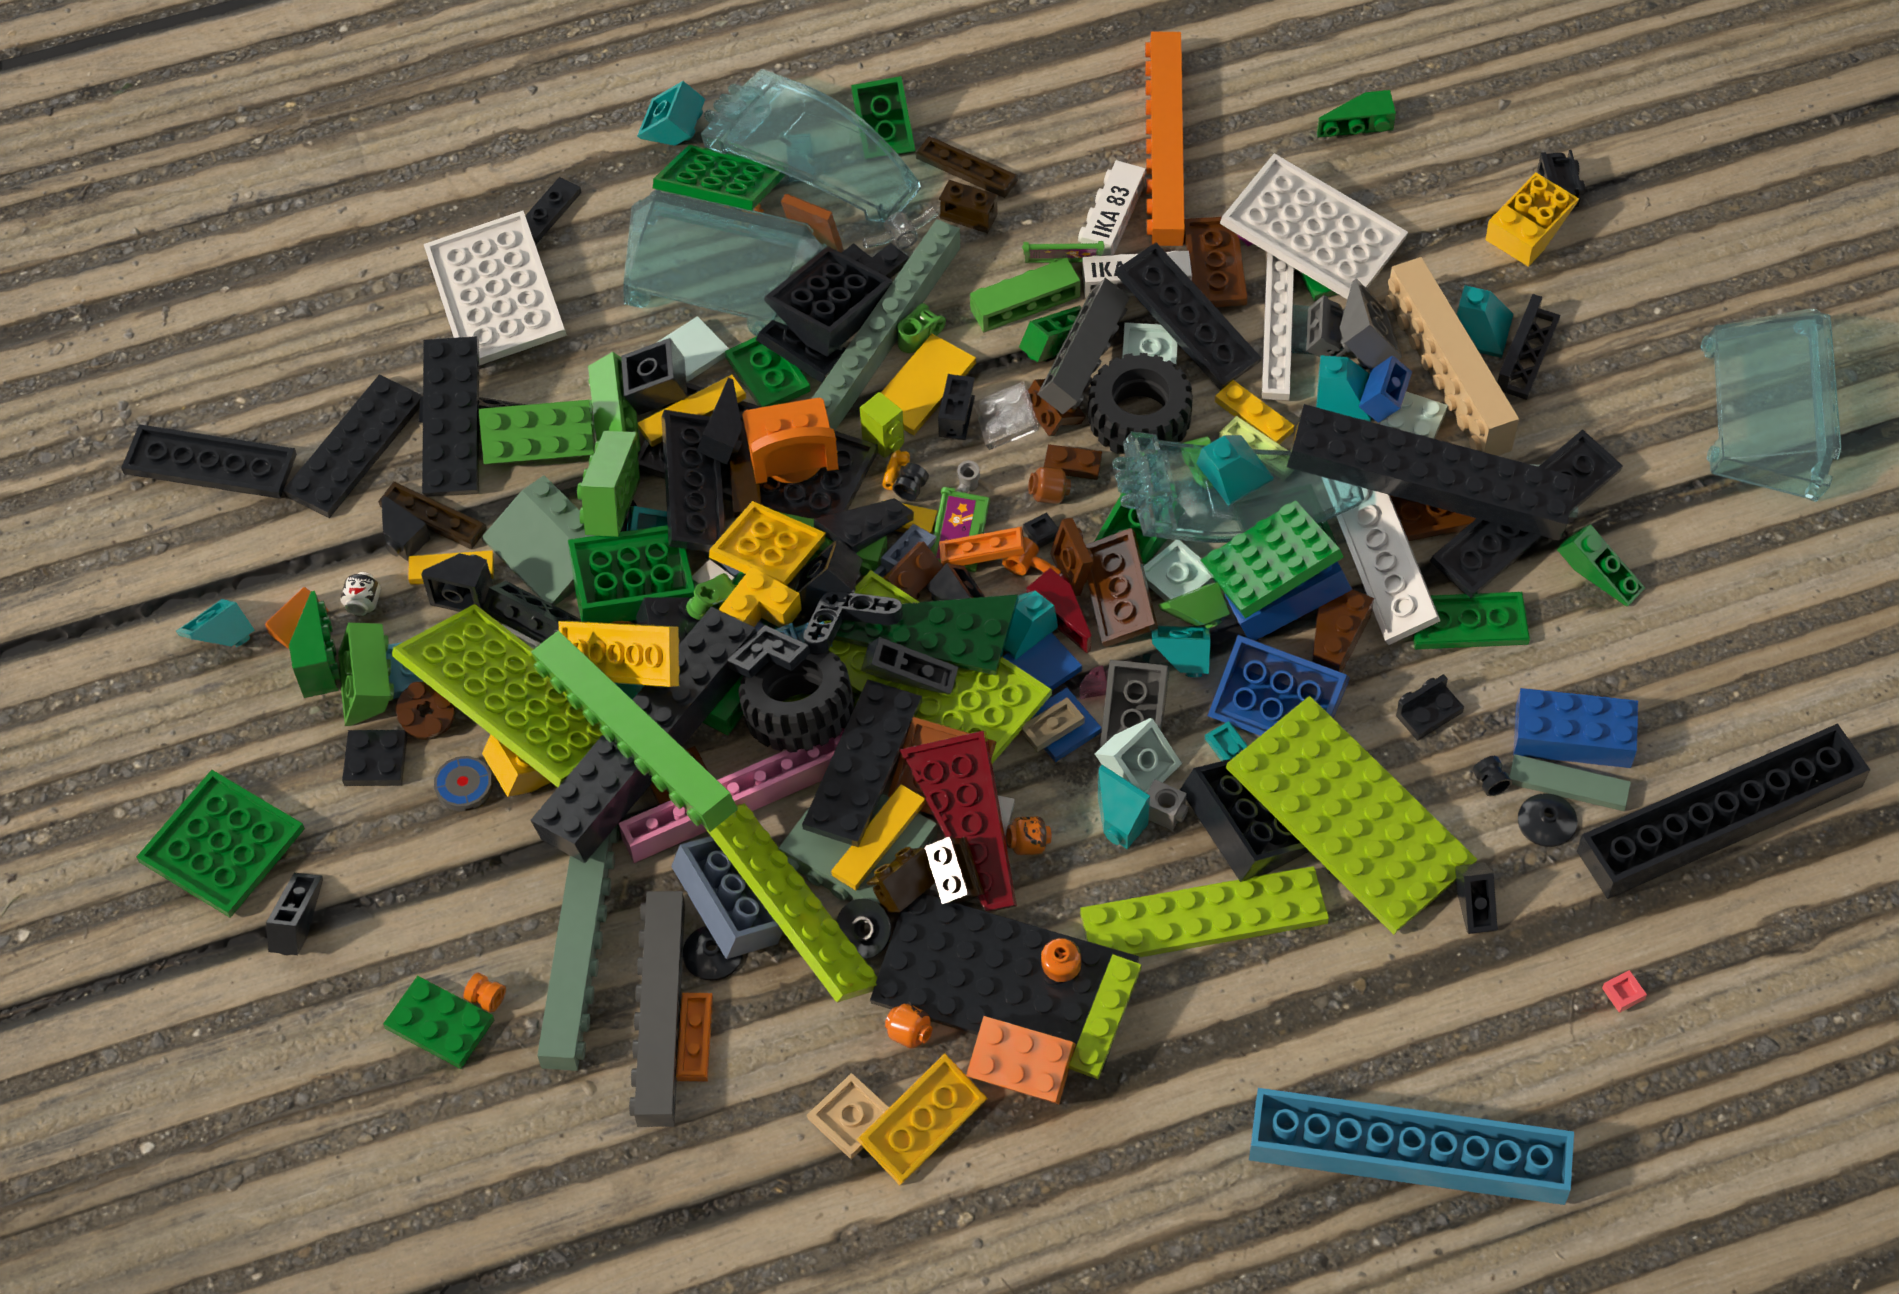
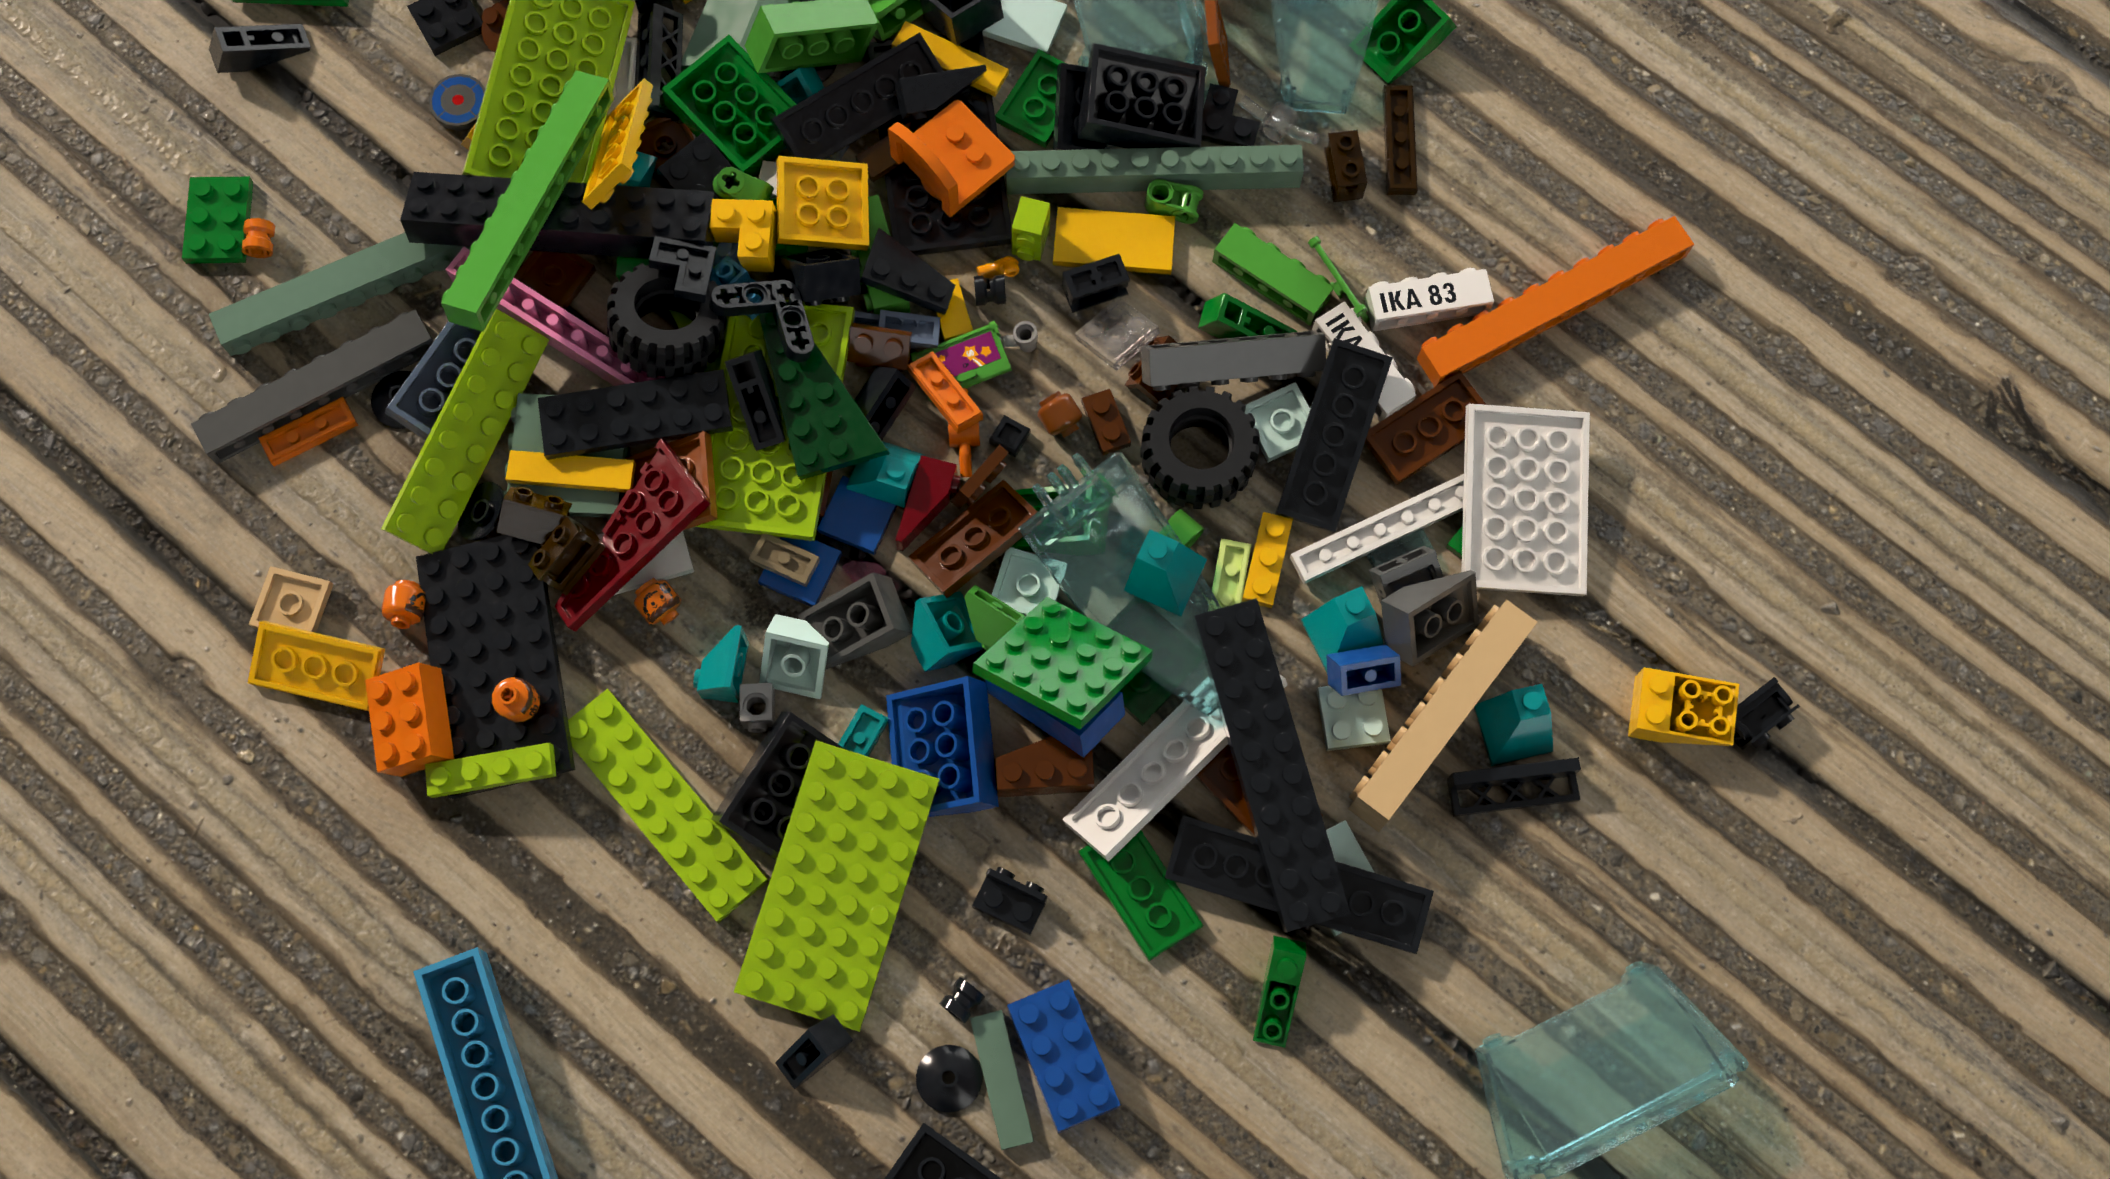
camera: 55 degrees right, 15 degrees up
(1363, 114) = (1713, 474): green slope -> none

